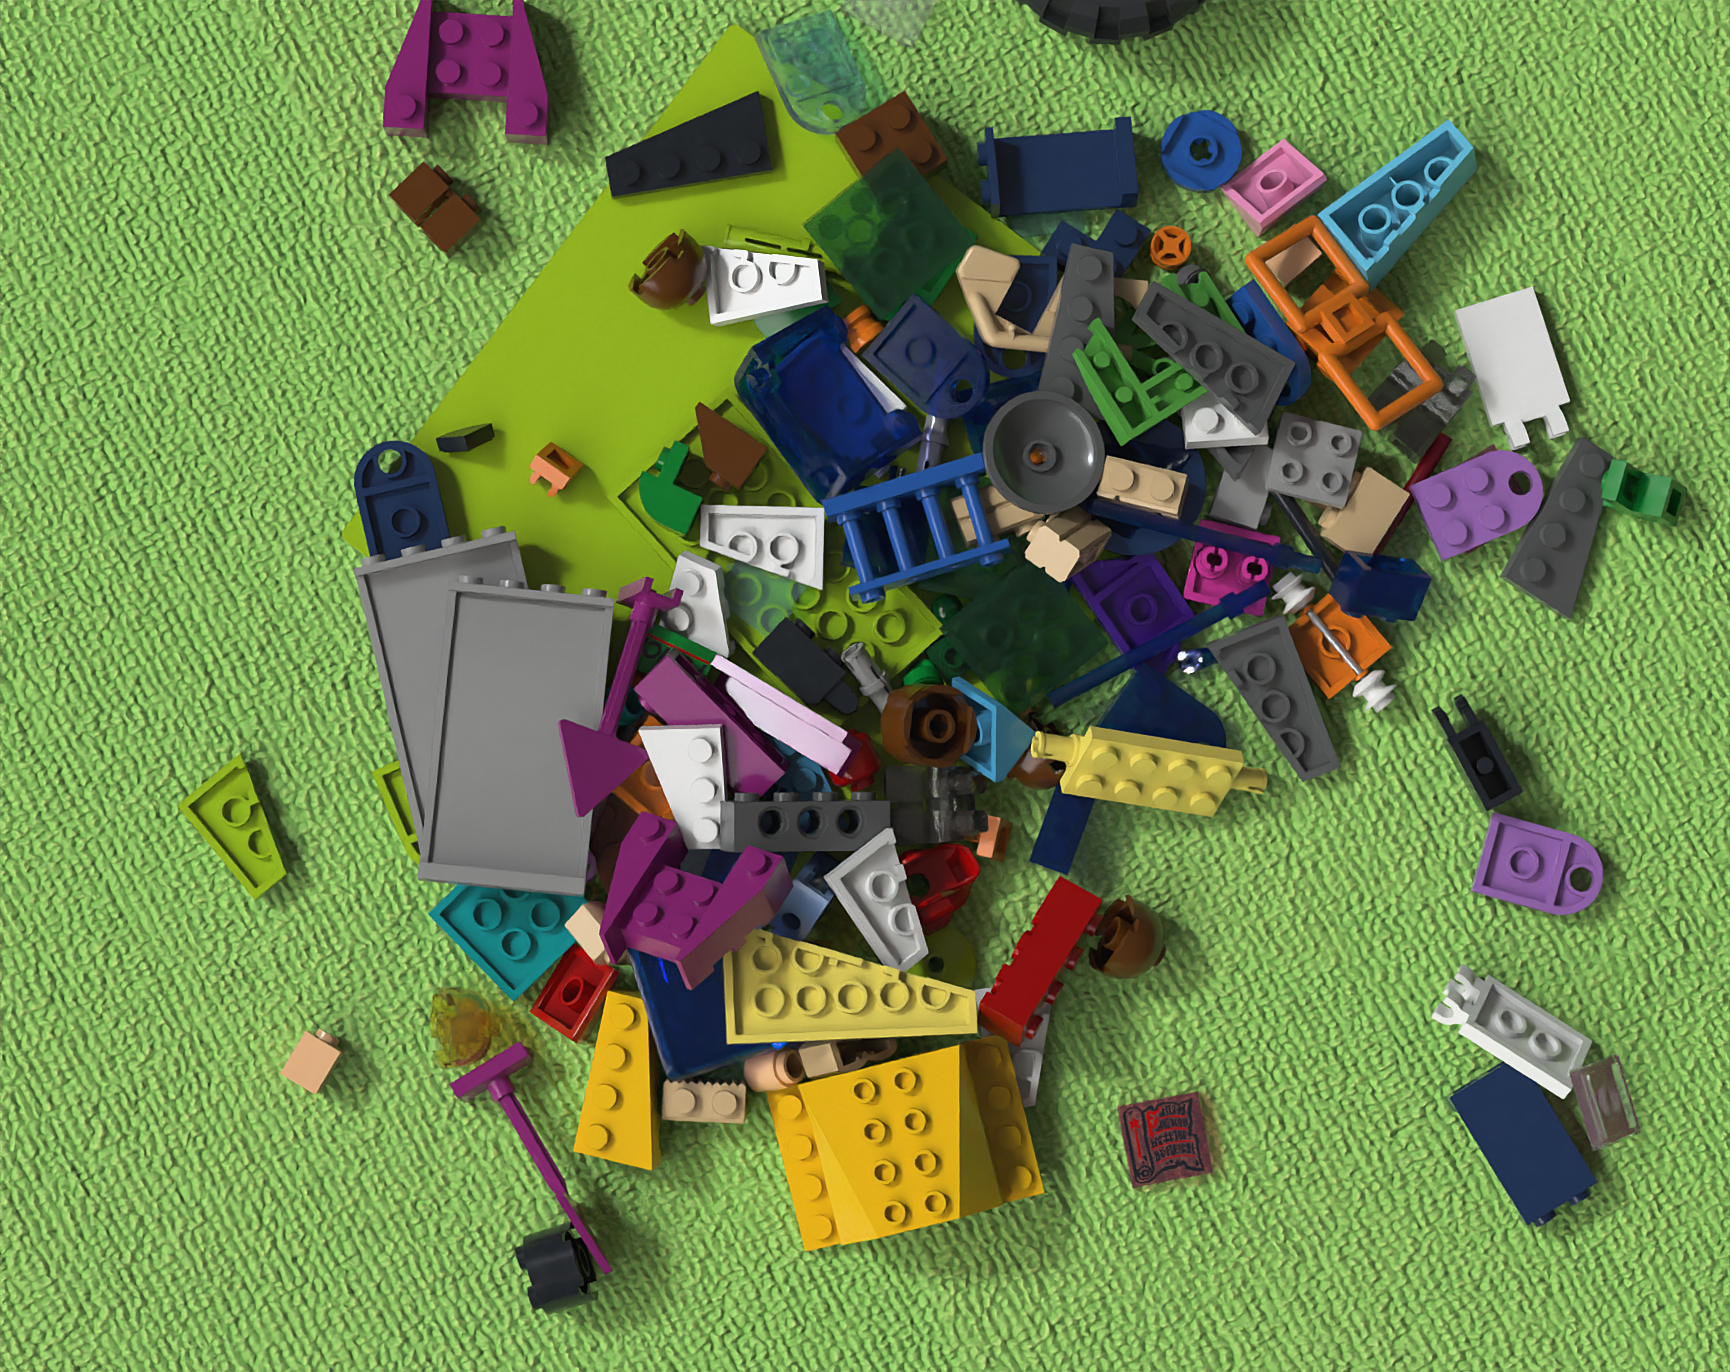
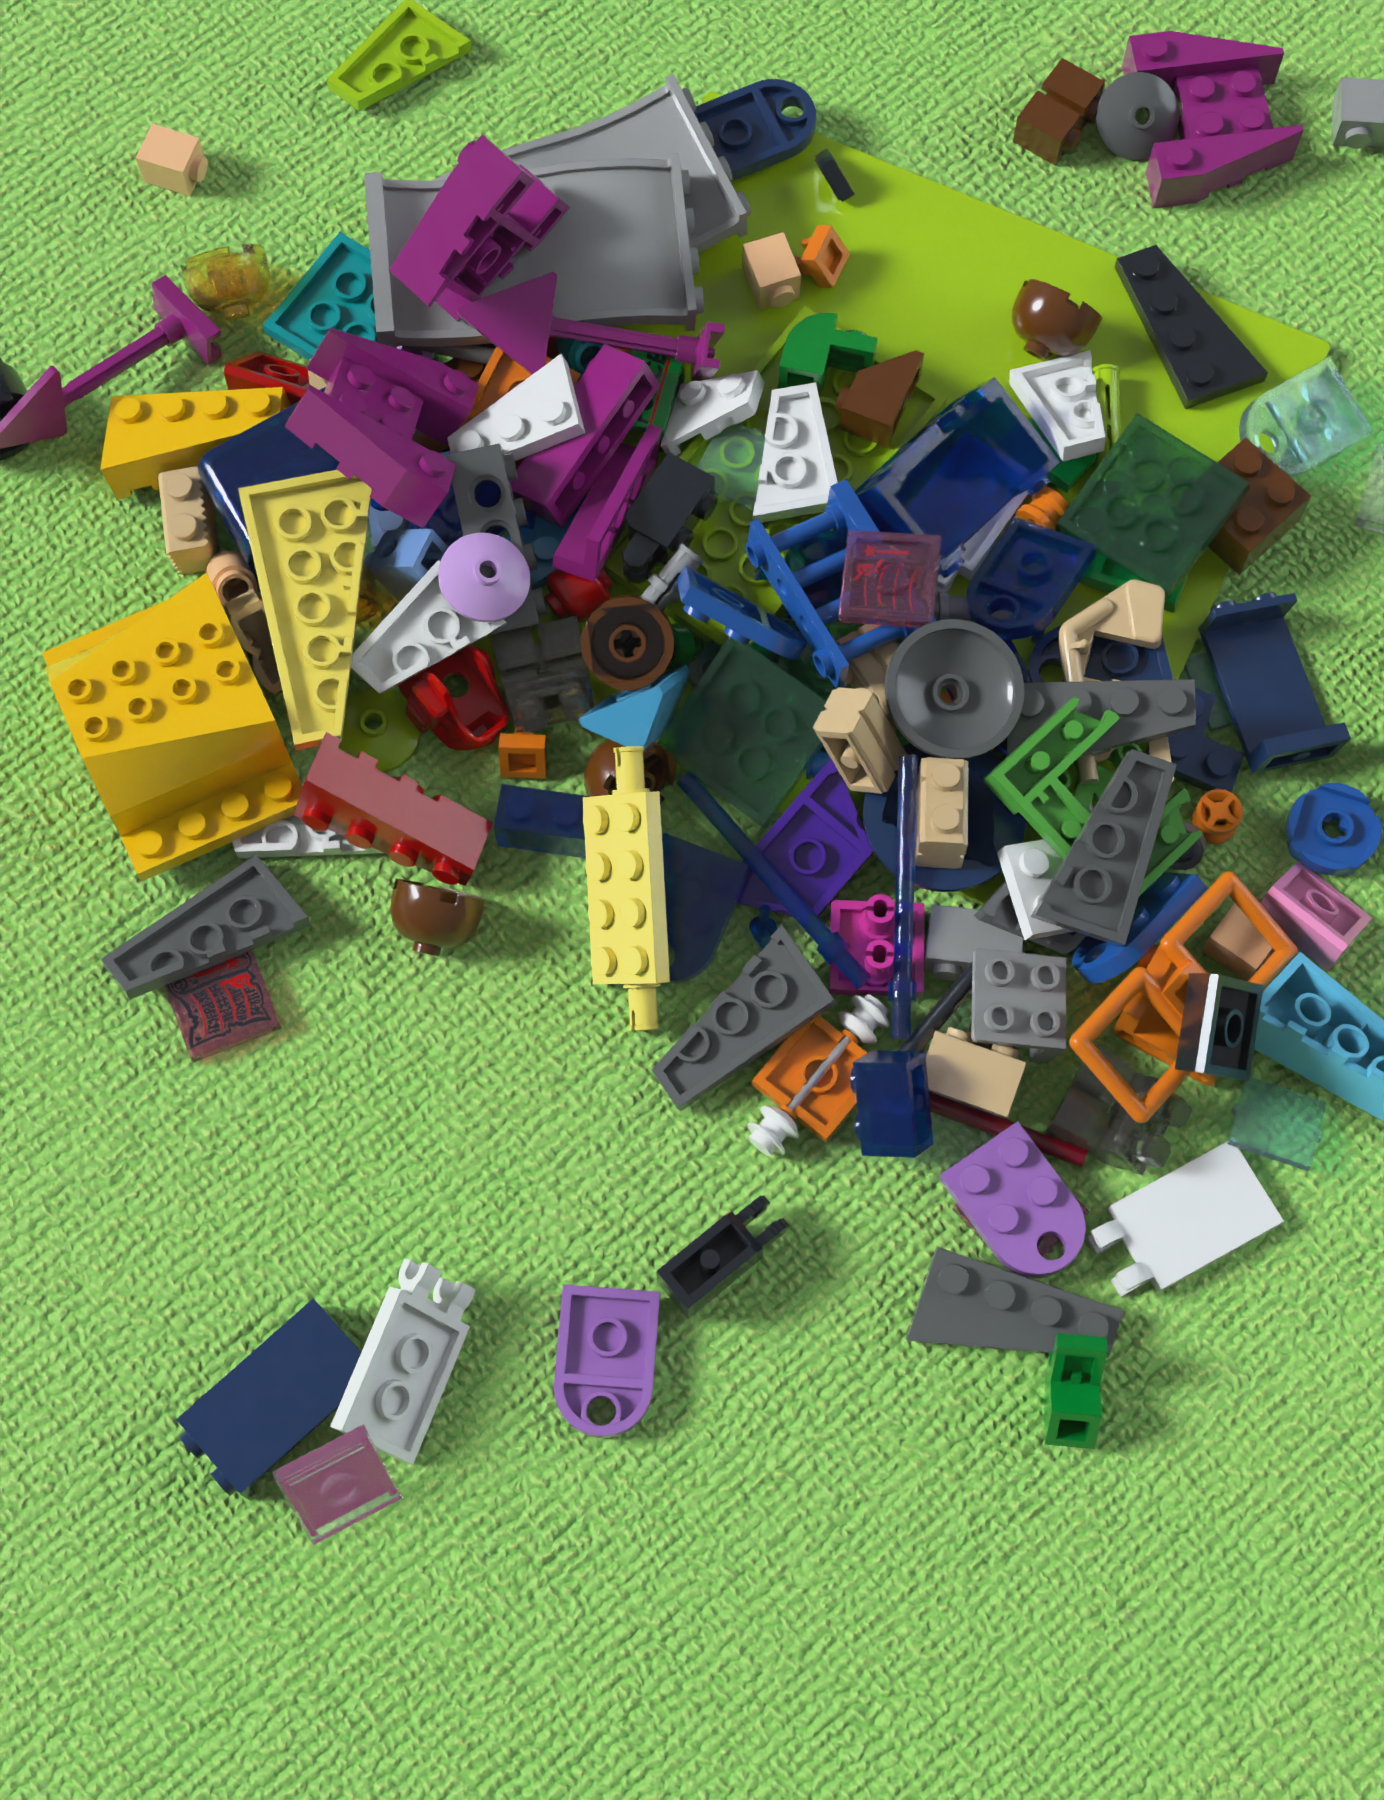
camera: 80 degrees right, 15 degrees down
(445, 140) = (1117, 114): none -> dark grey dish
(524, 780) = (476, 228): none -> magenta wedge
(563, 518) = (771, 271): none -> light nougat brick
(844, 858) = (471, 592): none -> lavender dish
(926, 624) = (741, 617): none -> blue plate
(932, 484) = (890, 578): none -> clear pink tile
(1100, 1133) = (211, 927): none -> dark grey wing
(1384, 304) = (1219, 1026): none -> black slope
(1448, 269) = (1277, 1123): none -> clear light blue piece

